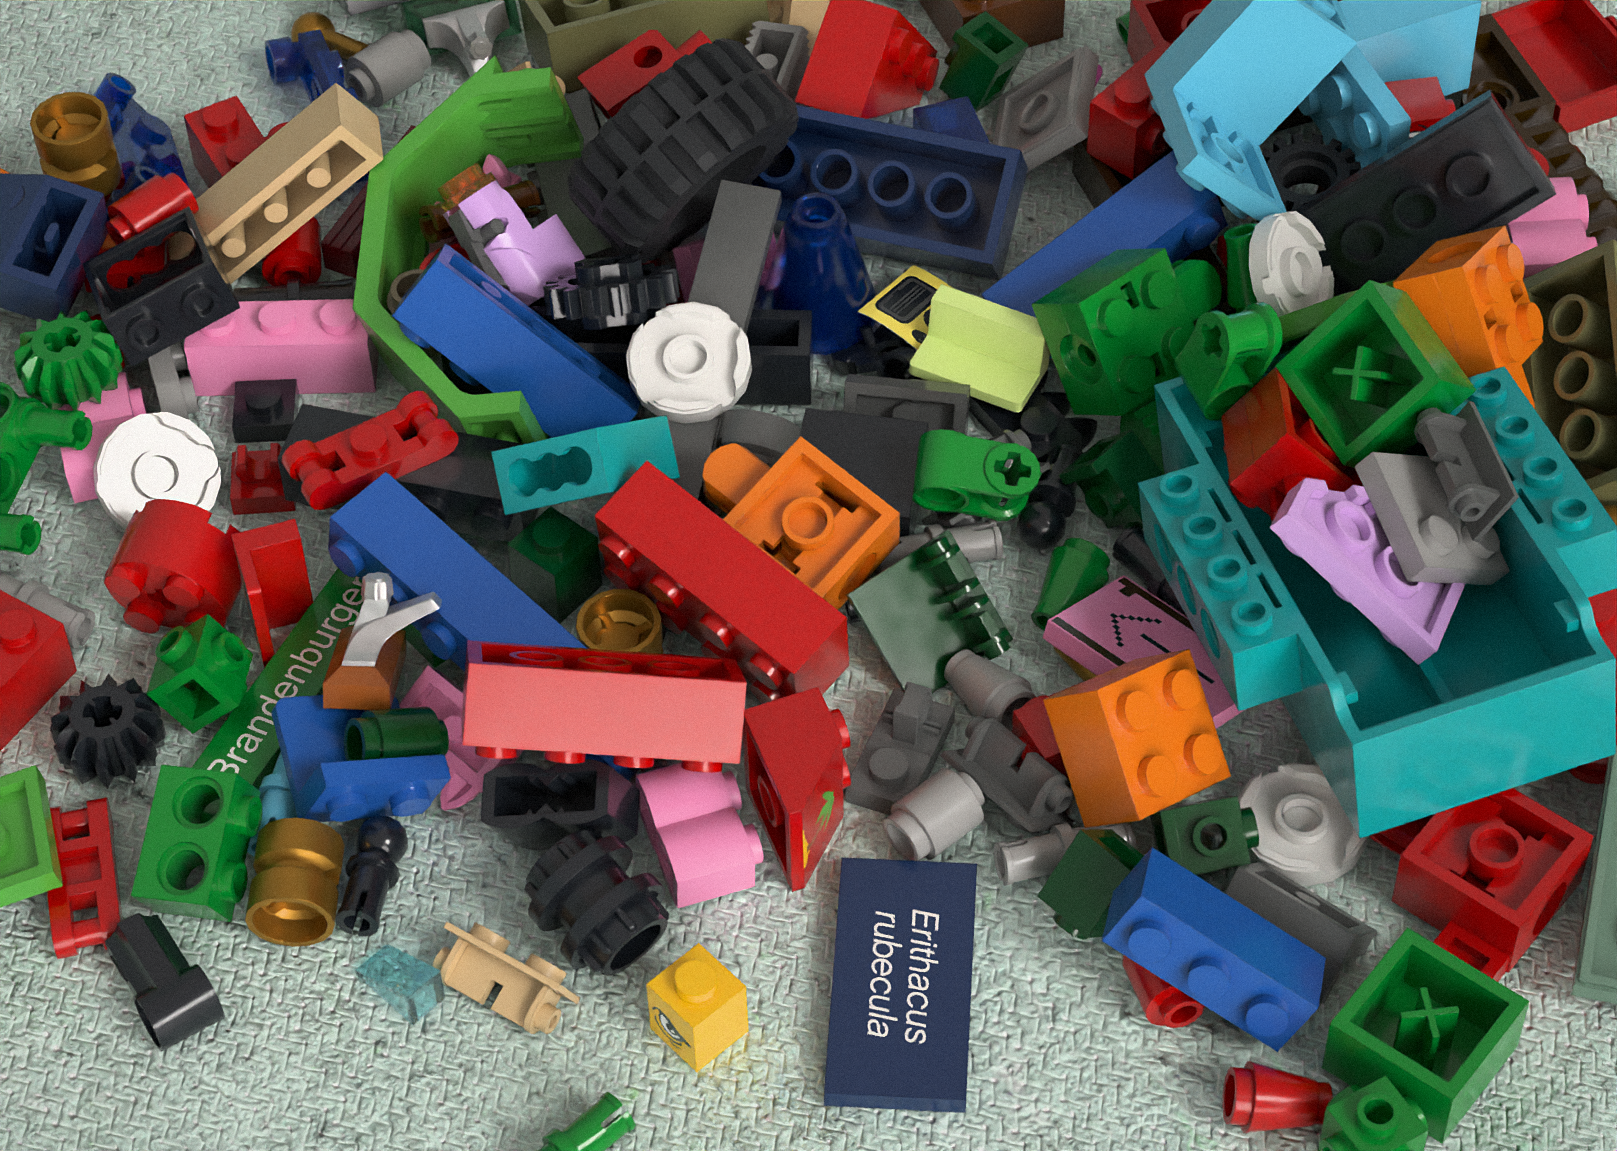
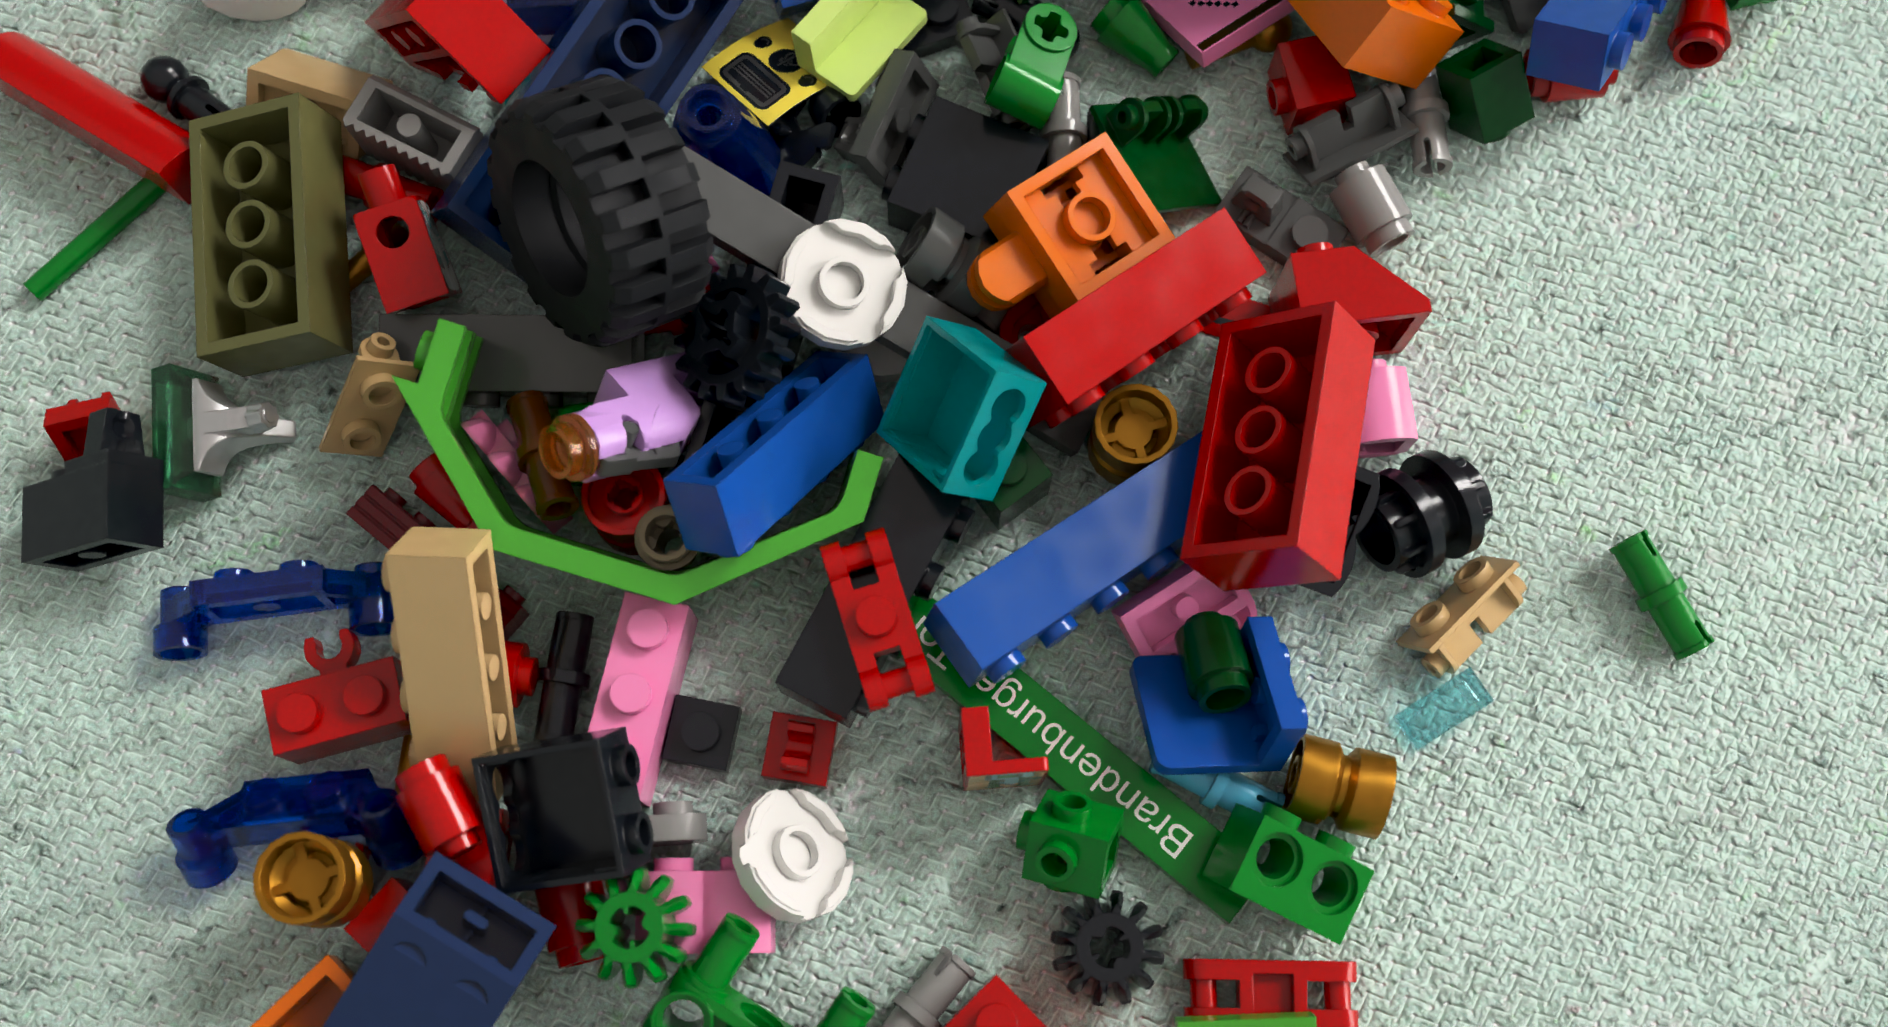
camera: 80 degrees left, 25 degrees up
(167, 991) = (1431, 923): black piece -> none
(173, 568) = (940, 848): red brick -> none
(335, 41) = (137, 599): pearl gold bar -> none
(371, 873) = (1342, 719): black pin -> none
(374, 649) = (1108, 673): piece -> none
(387, 67) = (238, 524): light grey brick -> none
(697, 1007) = (1542, 450): yellow brick -> none
(901, 985) = (1530, 281): dark blue tile -> none
(987, 687) = (1240, 130): light grey cone -> none

